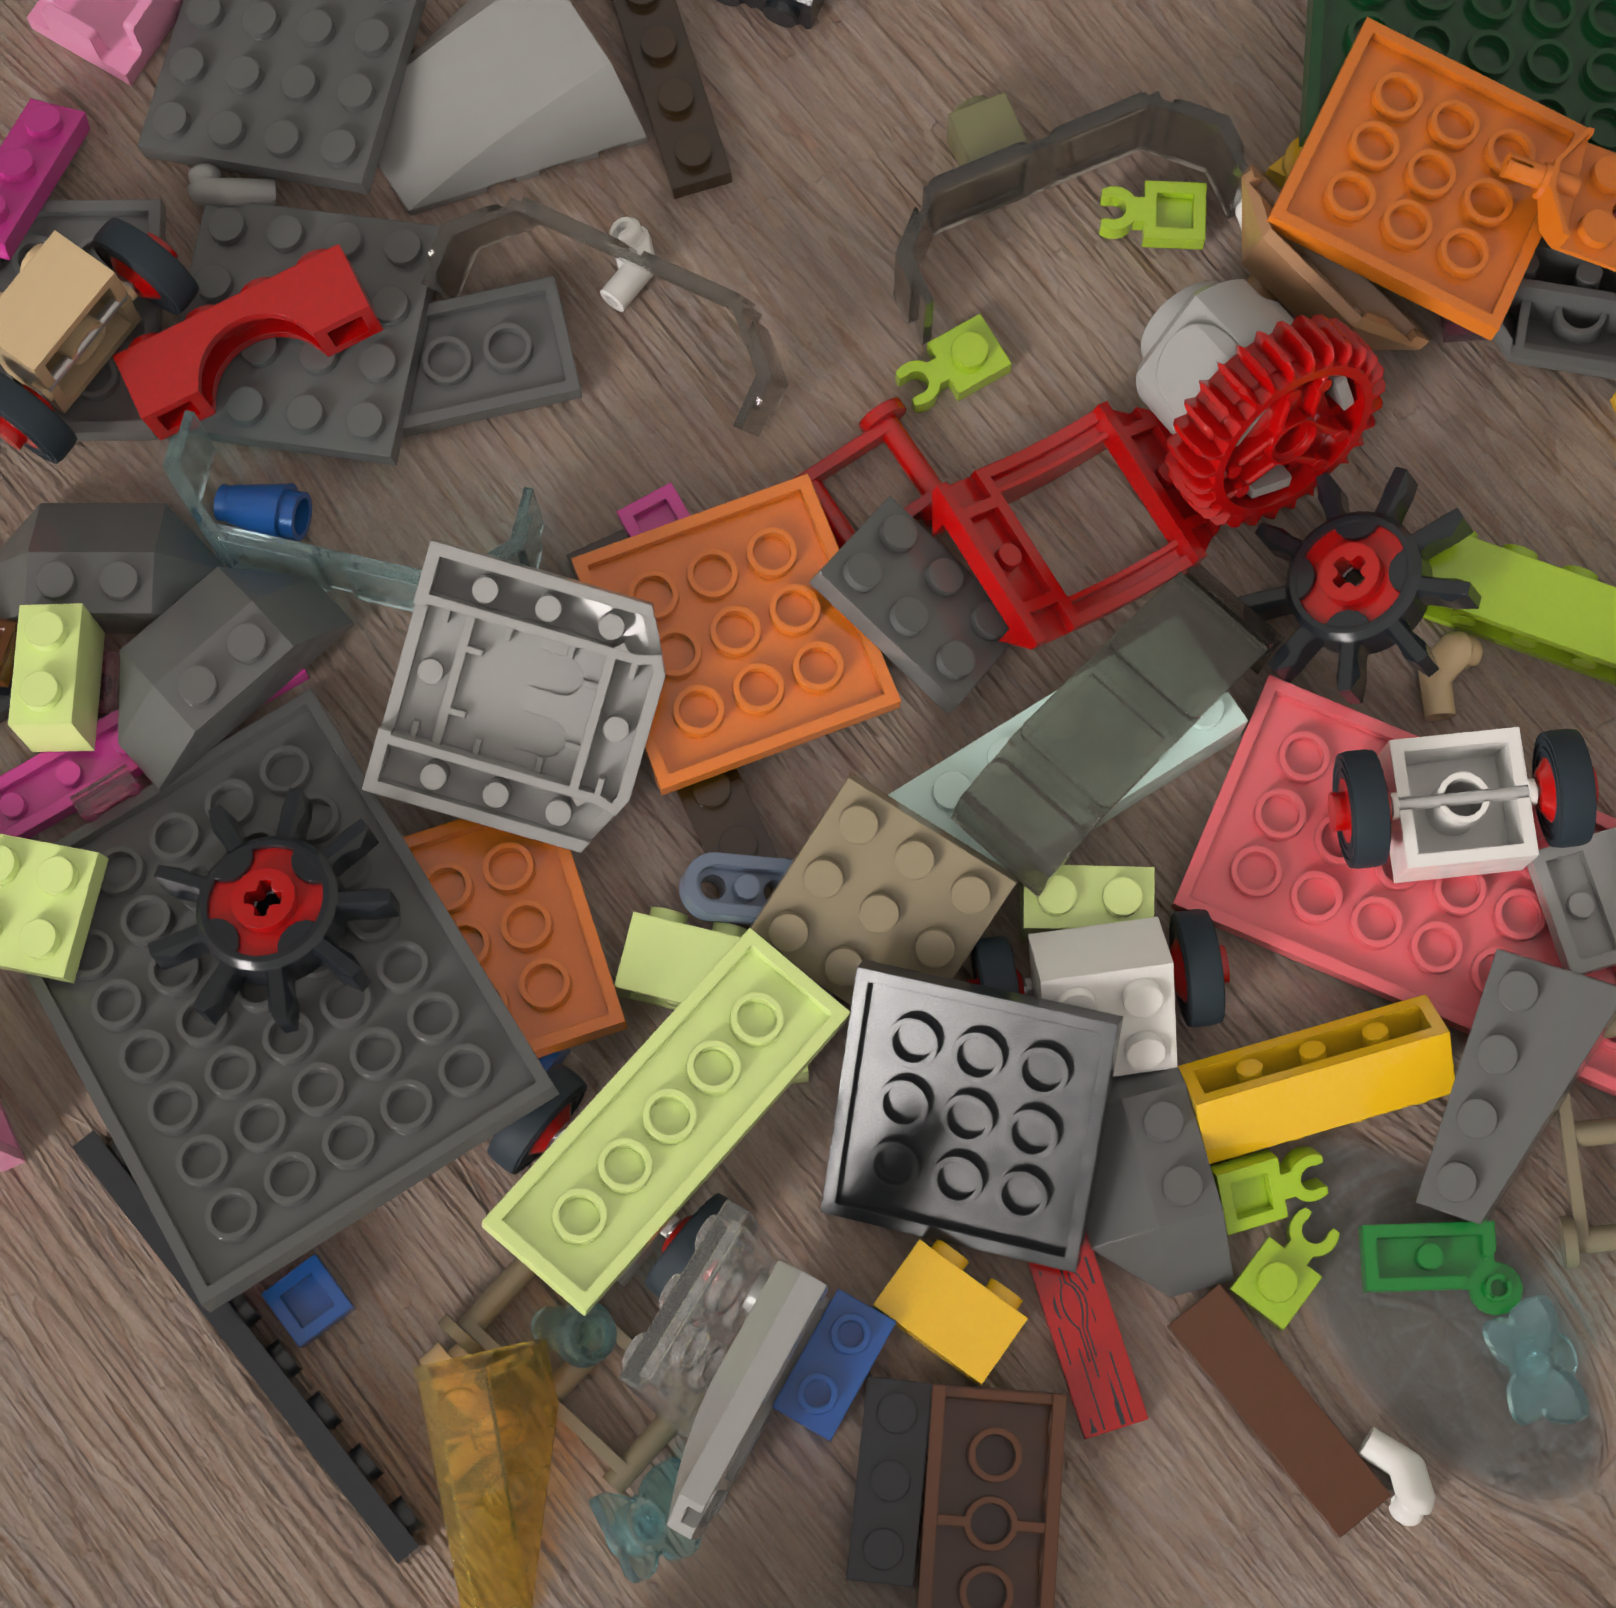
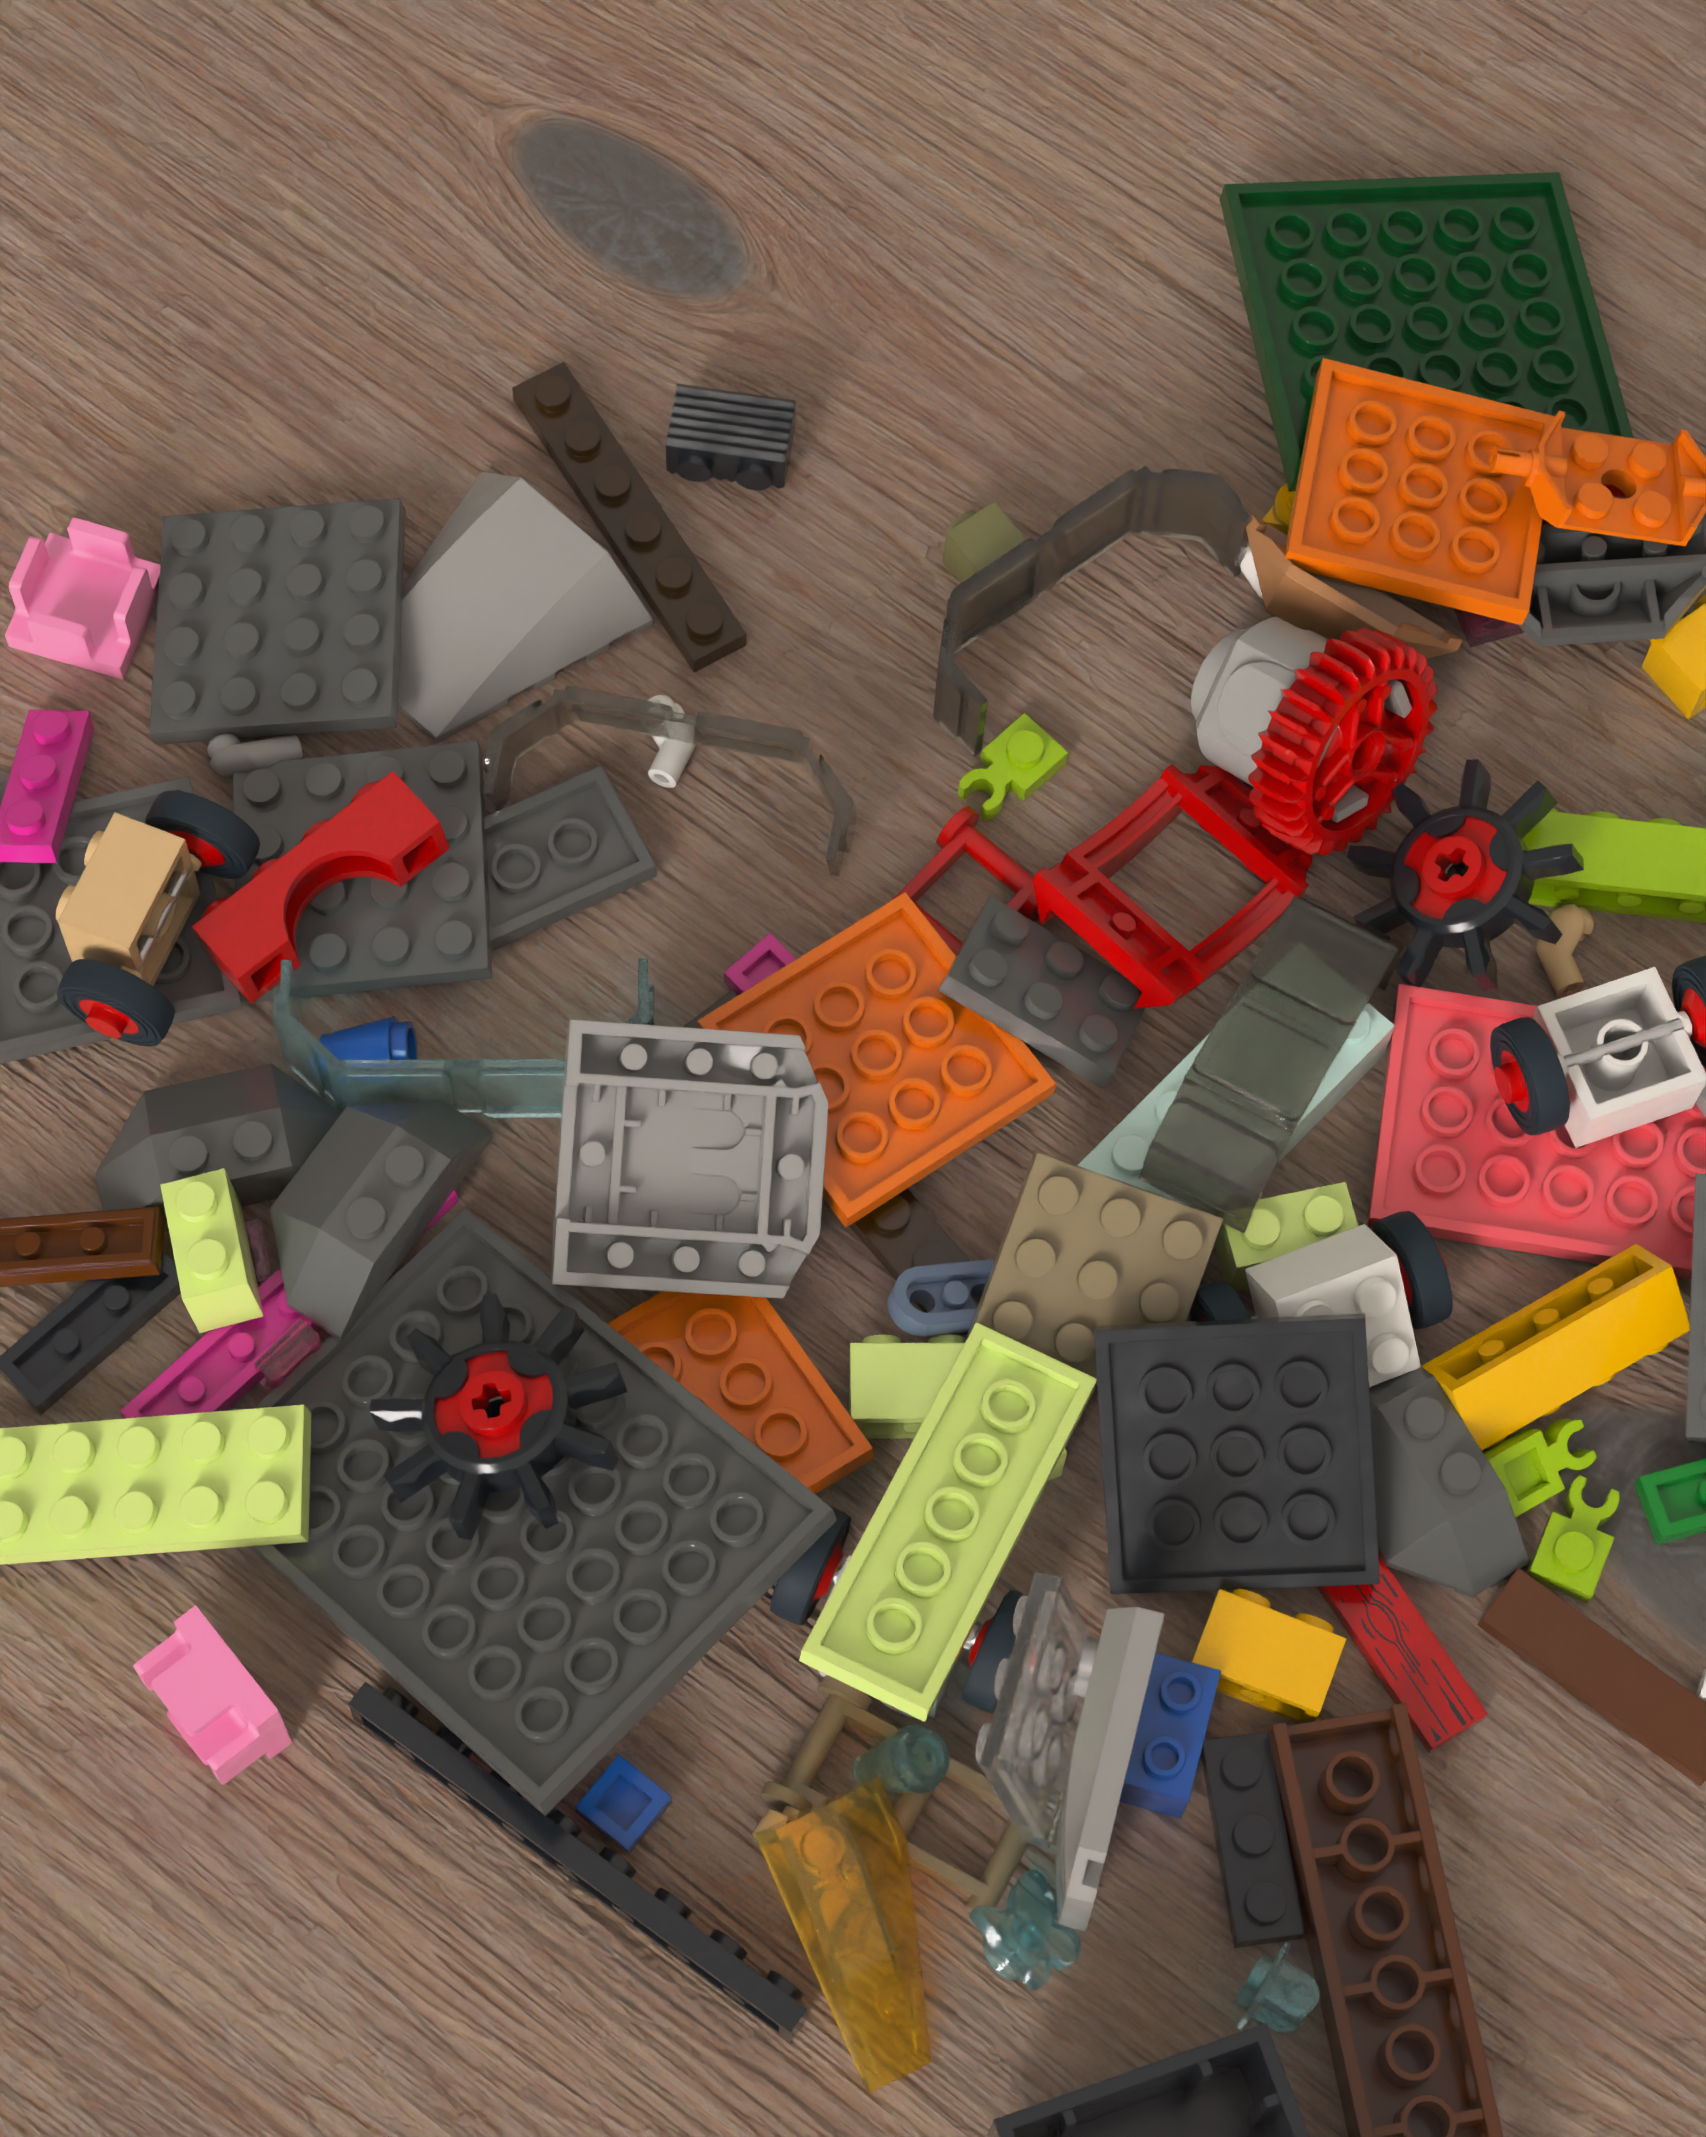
camera: 20 degrees left, 10 degrees down
(1167, 214) = (1174, 581): lime plate -> none

